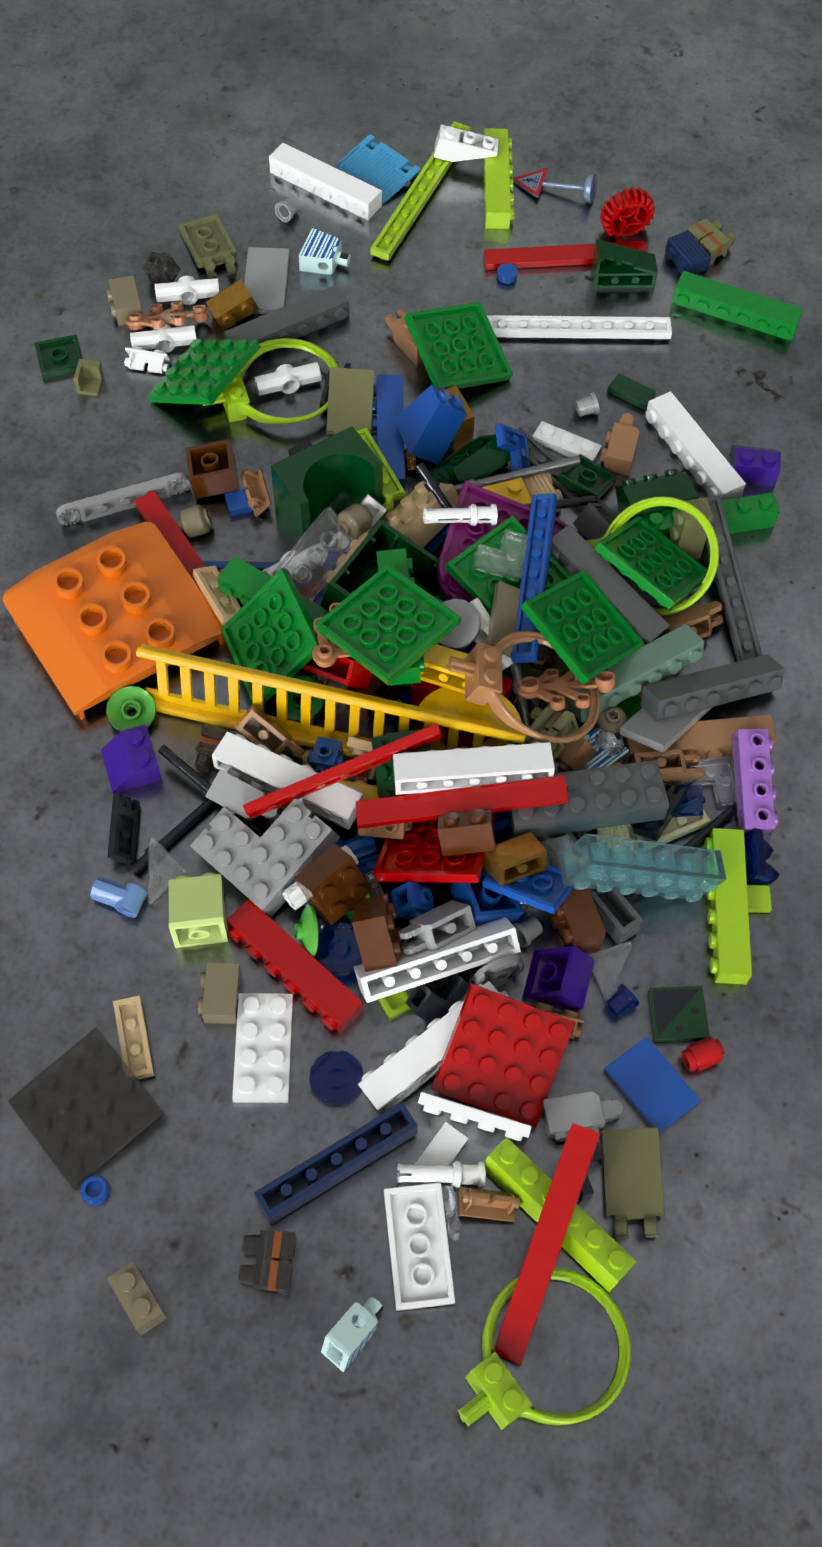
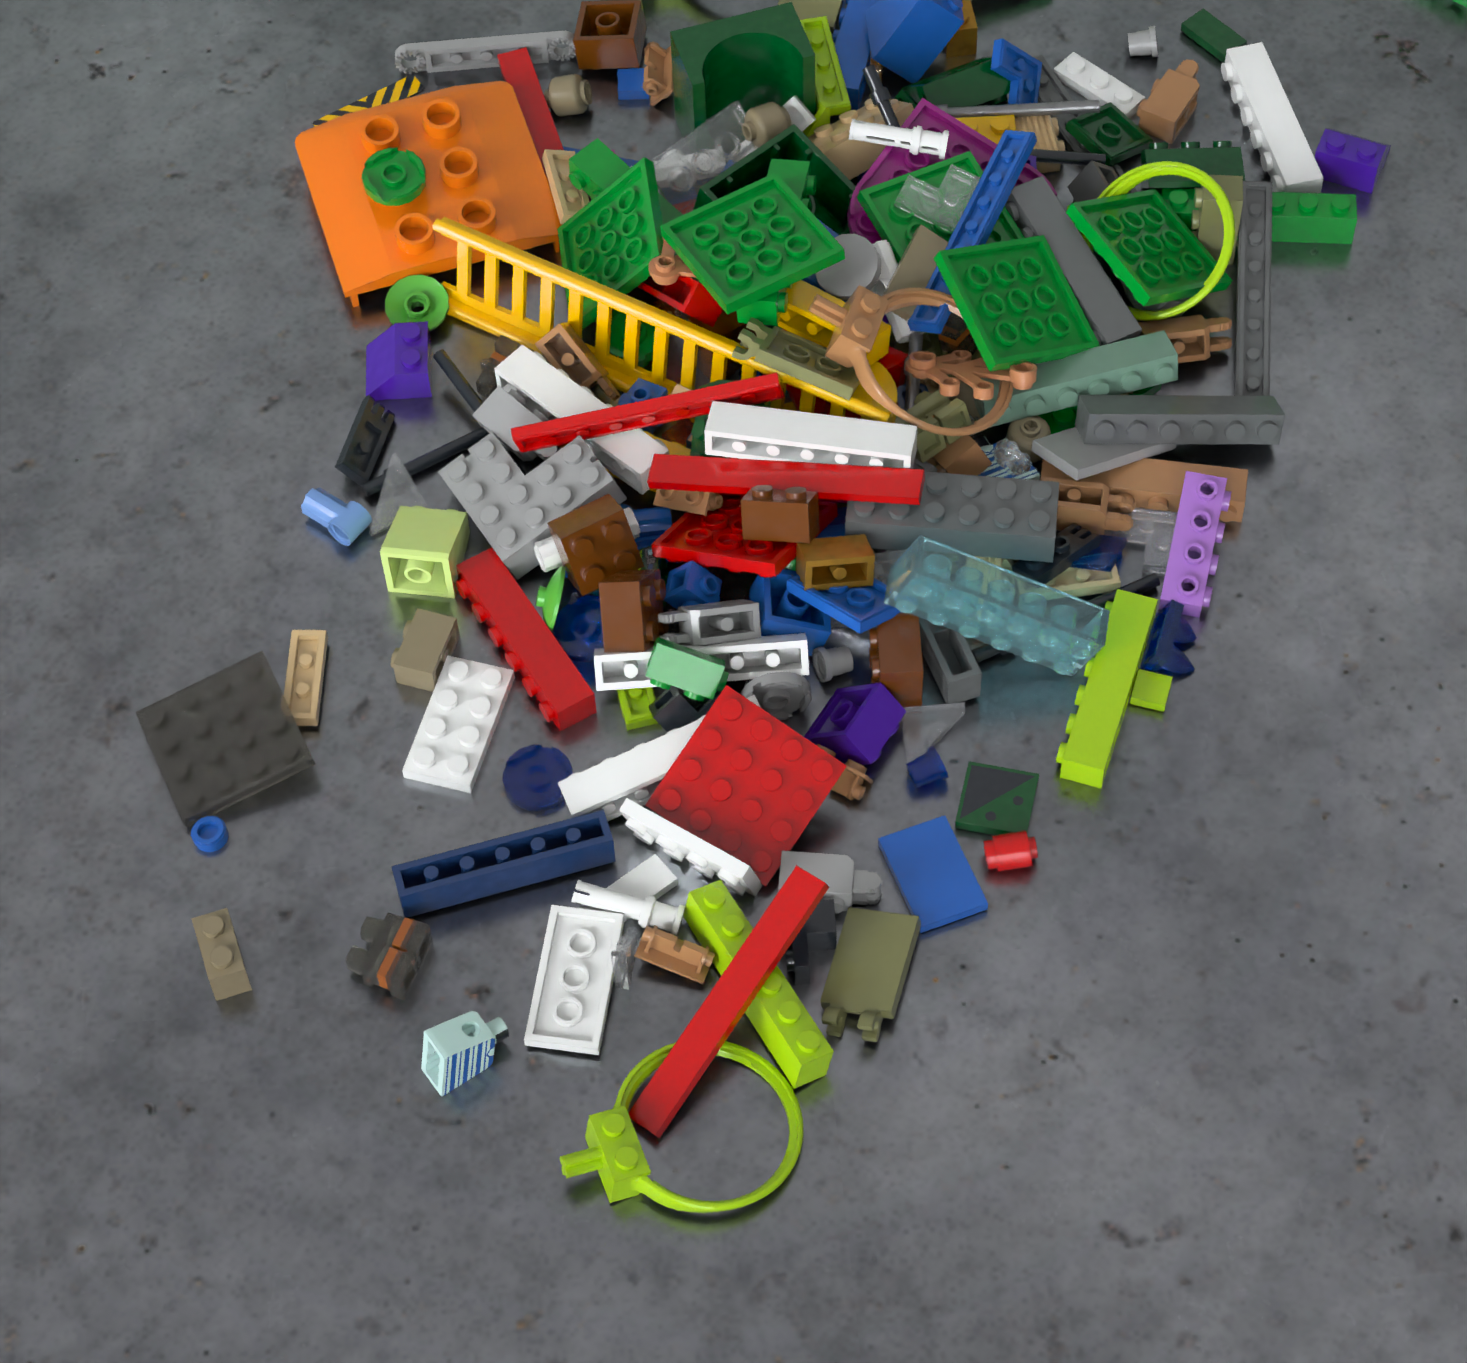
camera: 20 degrees right, 5 degrees down
(47, 554) = (397, 91): none -> sticker
(89, 616) = (393, 177): none -> green tile
(433, 973) = (686, 669): none -> brick
(444, 706) = (795, 358): none -> olive tile

